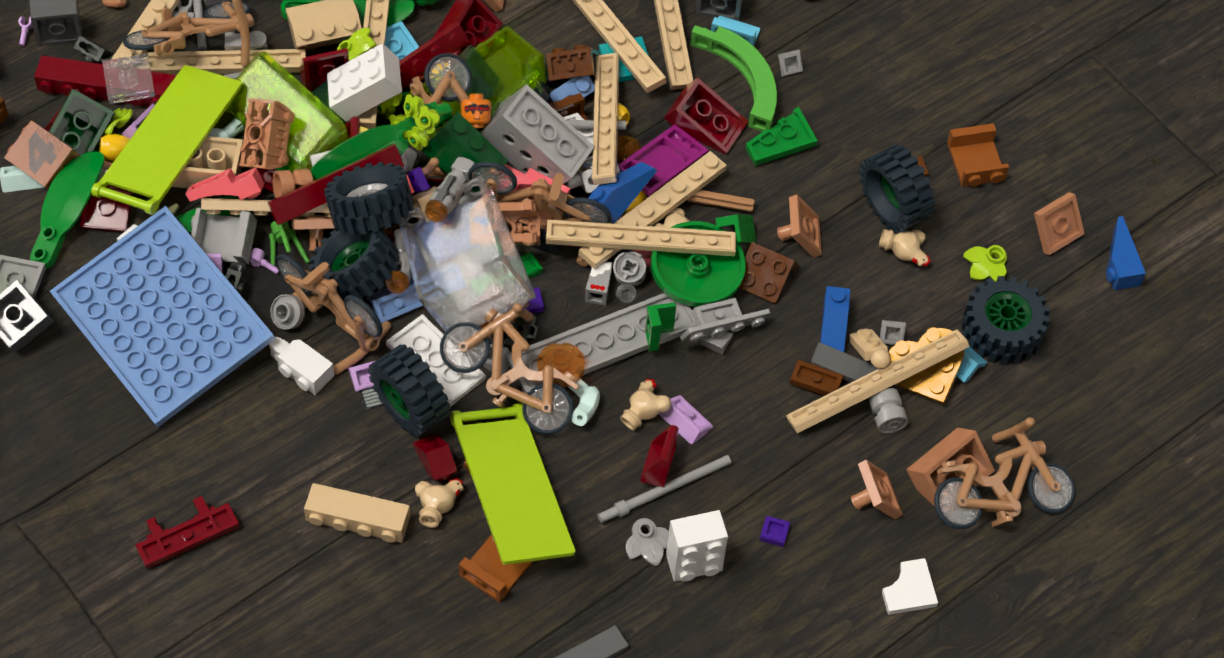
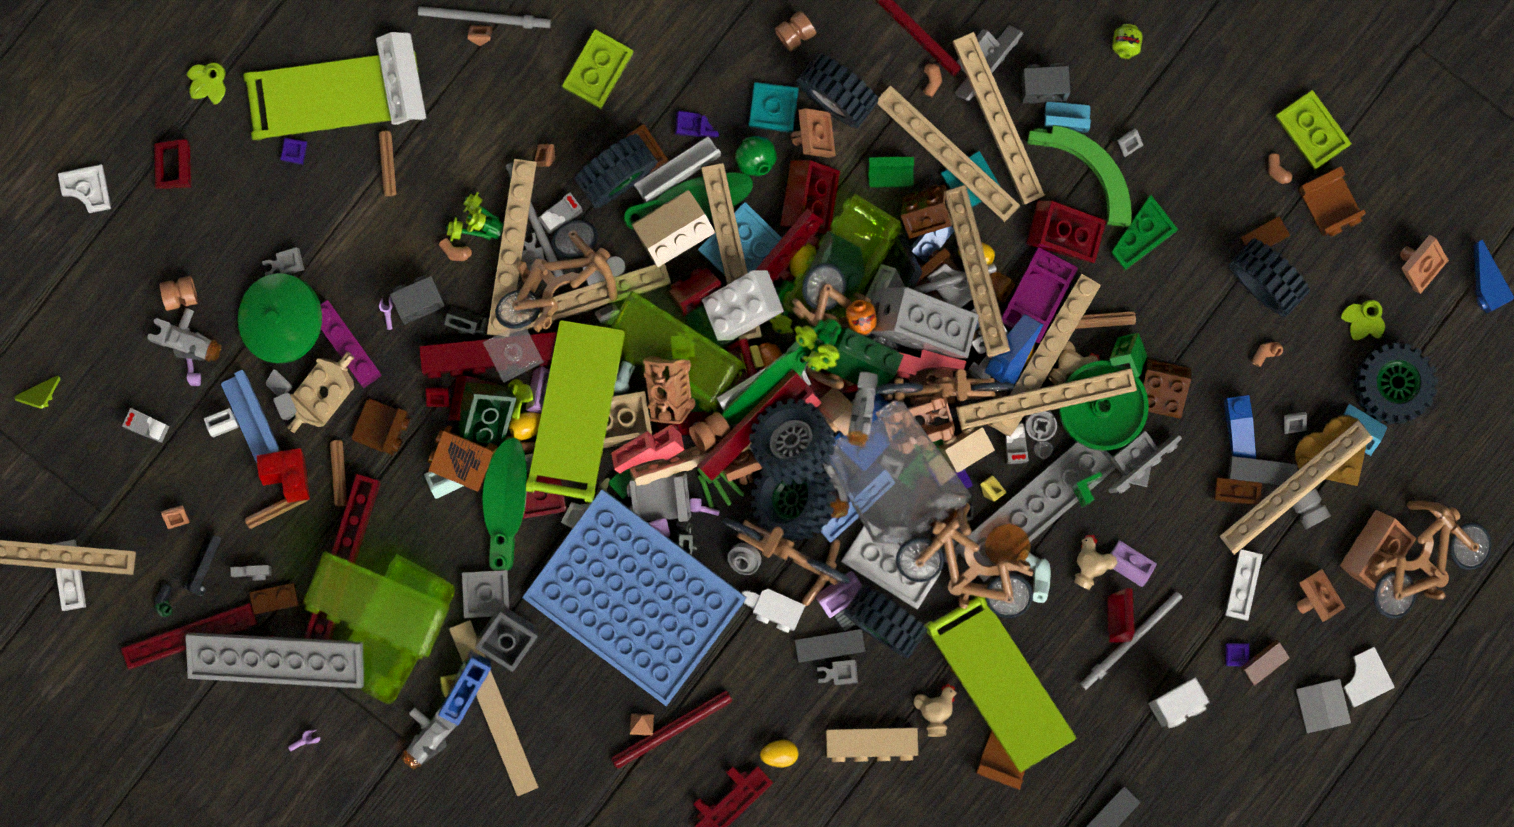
camera: 15 degrees left, 25 degrees up
(41, 106) = (437, 397): none -> dark red slope
(124, 435) = (642, 724): none -> nougat slope
(152, 449) = (671, 729): none -> dark red axle
(255, 497) = (779, 753): none -> yellow animal
(346, 415) = (830, 646): none -> dark grey tile
(348, 442) = (843, 673): none -> light grey plate
(358, 43) = (718, 254): lime plate -> none
(418, 180) = (820, 388): dark purple tile -> none
(435, 457) = (923, 670): dark red slope -> none
(549, 268) = (966, 448): none -> tan brick
(551, 30) = (891, 172): none -> green panel
(561, 315) = (992, 489): none -> light yellow slope
(647, 545) = (1133, 700): light grey plate -> none
(799, 465) = (1243, 585): none -> white plate
(802, 543) = (1265, 662): none -> tile
(803, 227) = (1188, 335): nougat tile -> none
(855, 603) = (1323, 706): none -> light grey slope
(870, 347) = (1281, 449): tan plate -> none
(879, 265) = (1267, 350): none -> nougat arm
(905, 245) = (1287, 327): tan animal -> none
(929, 121) = (1276, 171): none -> nougat arm
(973, 94) = (1313, 130): none -> lime plate

